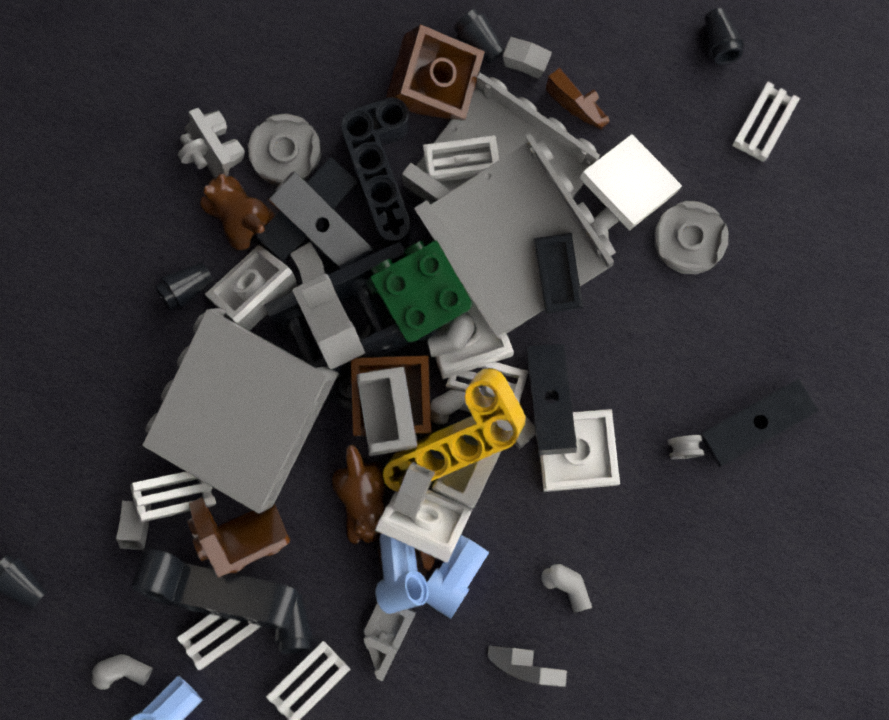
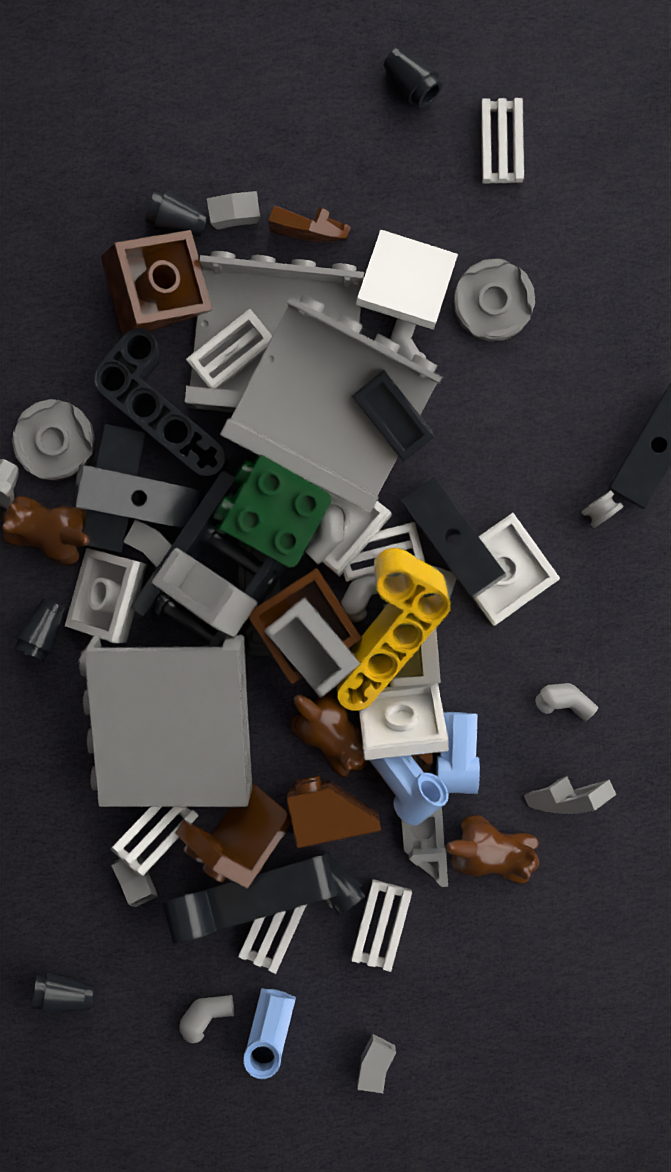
camera: 30 degrees left, 10 degrees up
(318, 555) = (327, 812): none -> reddish brown slope
(413, 490) = (378, 702): light grey piece -> none
(430, 670) = (488, 851): none -> reddish brown animal

